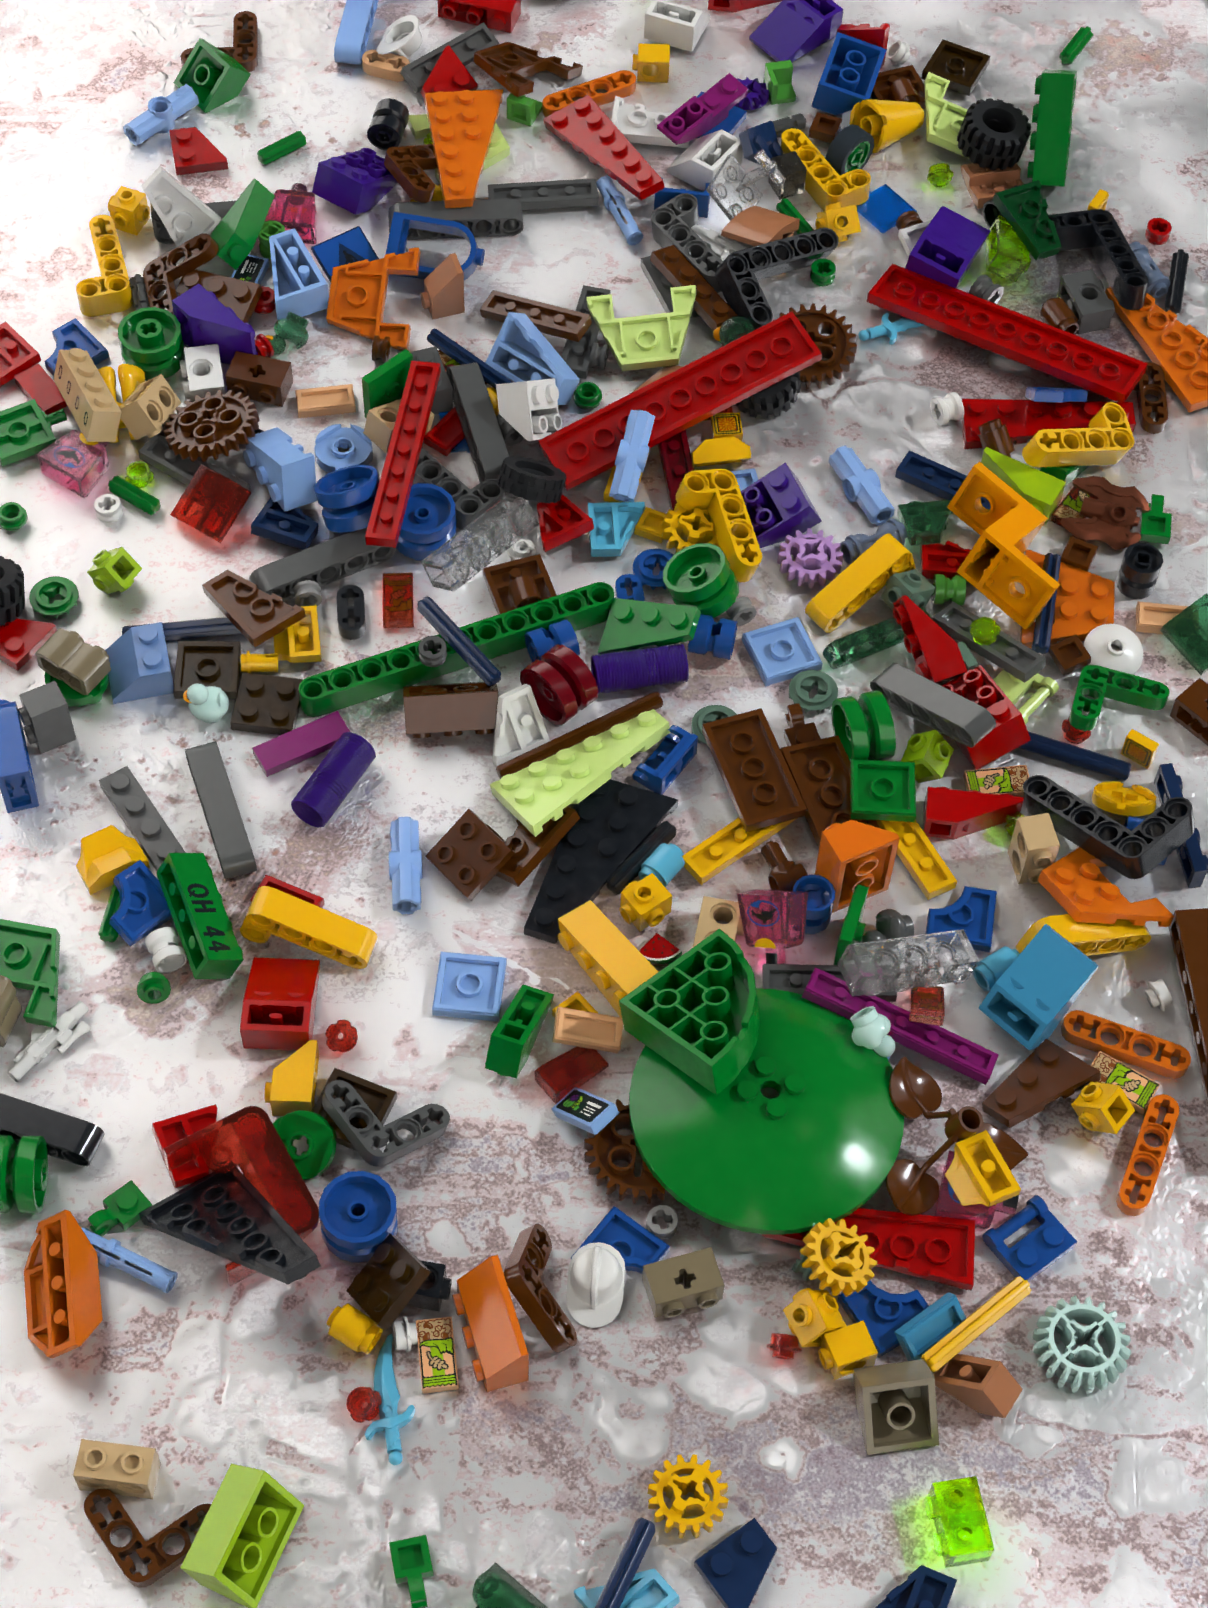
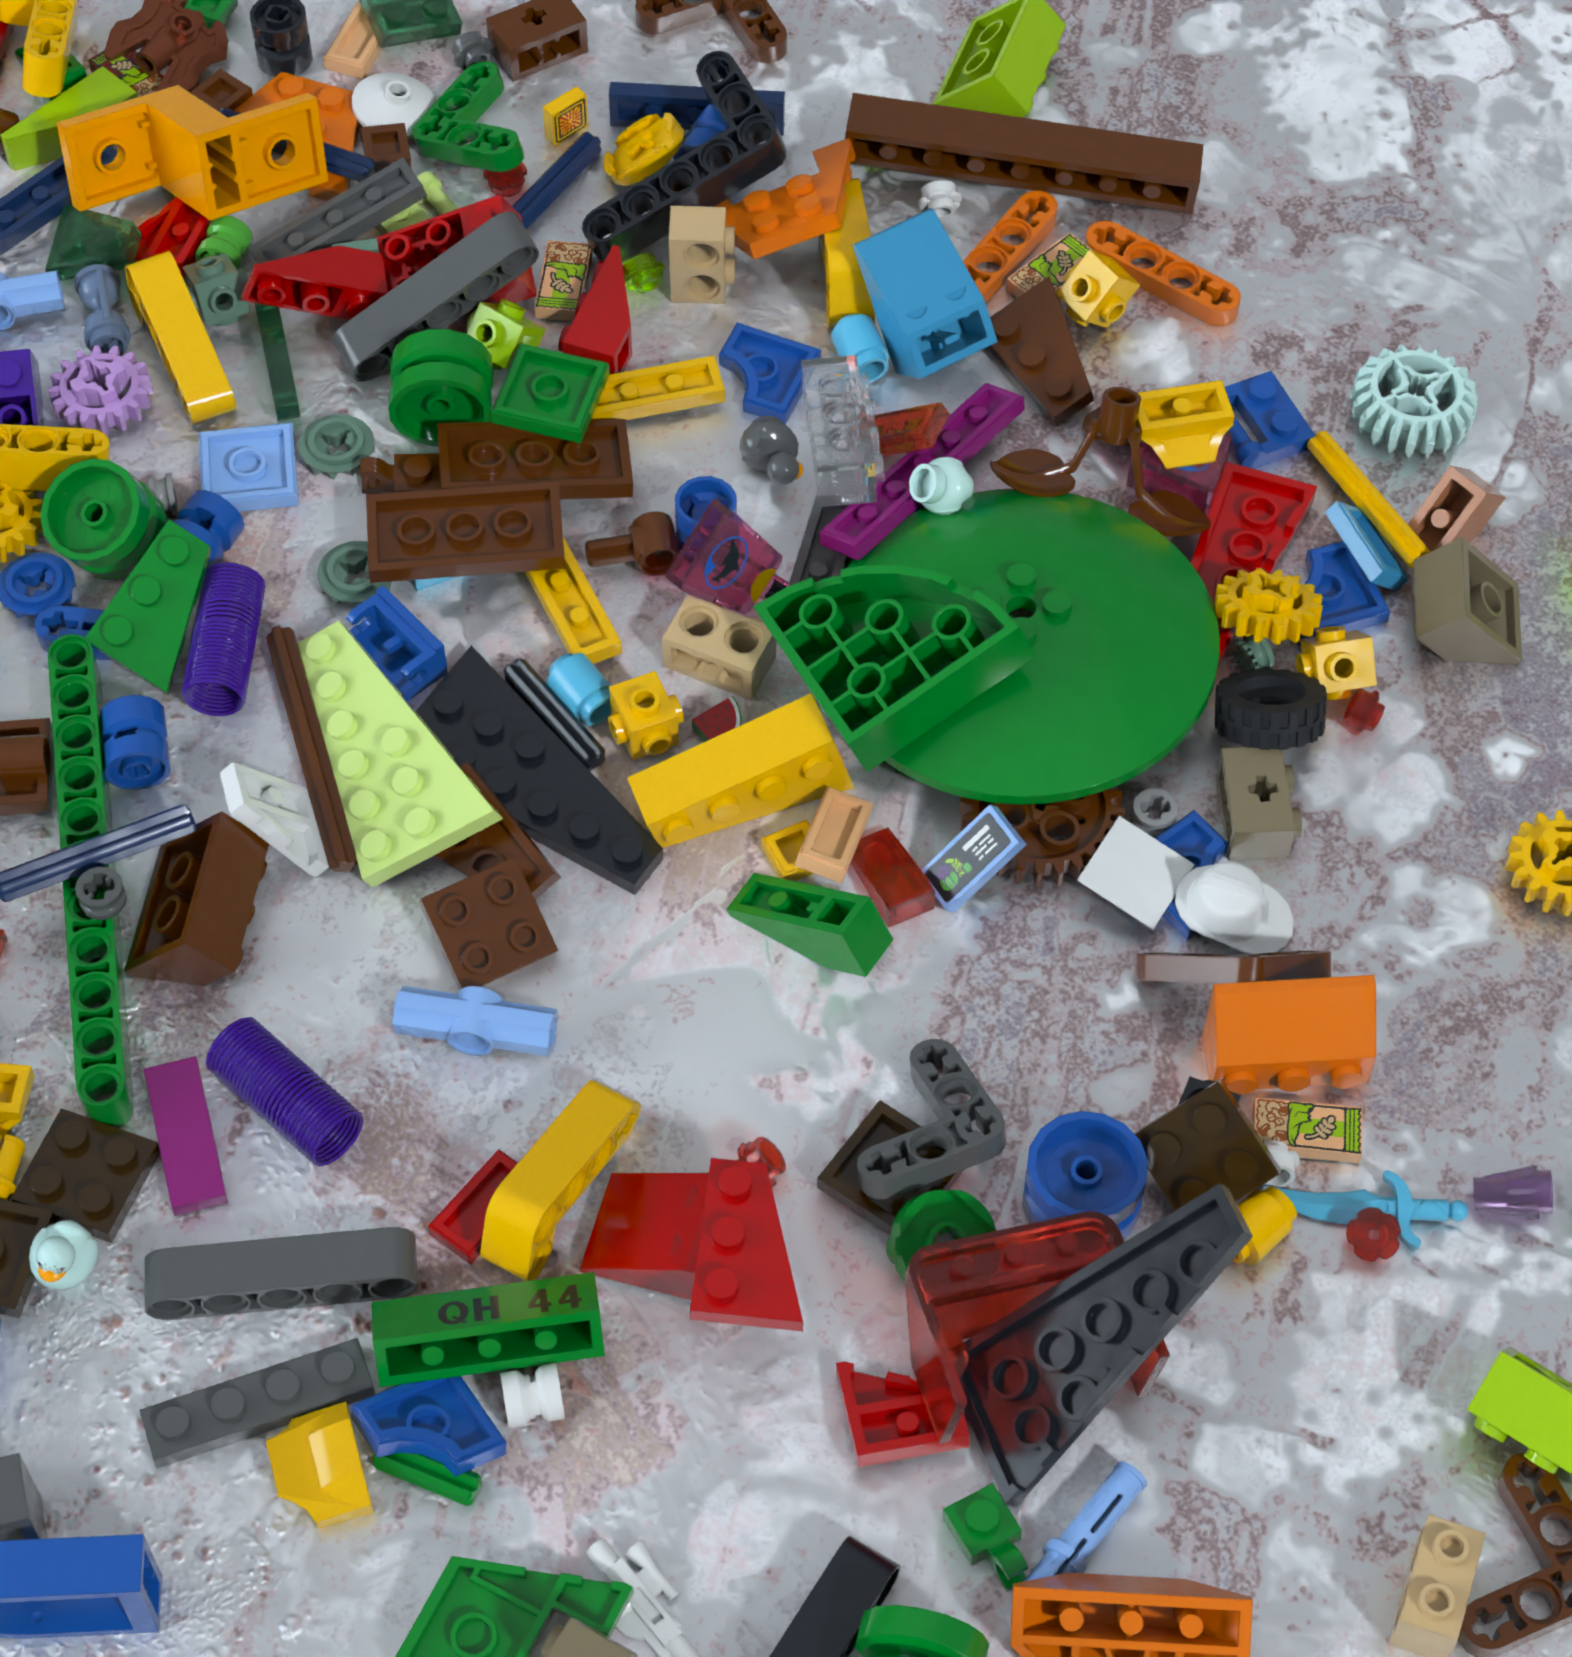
camera: 75 degrees left, 0 degrees up
(153, 988) = (598, 1425): green plate -> none
(252, 1023) = (742, 1252): none -> red wing
(294, 1081) = (829, 1238): yellow slope -> none
(414, 1495) = (1515, 1192): none -> clear purple cone
(469, 986) = (710, 979): light blue tile -> none
(560, 684) = (224, 724): dark red wheel -> none
(603, 1213) = (1135, 872): none -> white sticker
(738, 1286) = (1270, 709): none -> black tyre
(847, 1349) = (1392, 637): yellow brick -> none
(852, 927) = (768, 479): green plate -> none
(856, 855) = (670, 436): orange slope -> none
(984, 631) = (328, 213): clear neon green plate -> none
(1178, 681) = (471, 49): none -> dark grey plate

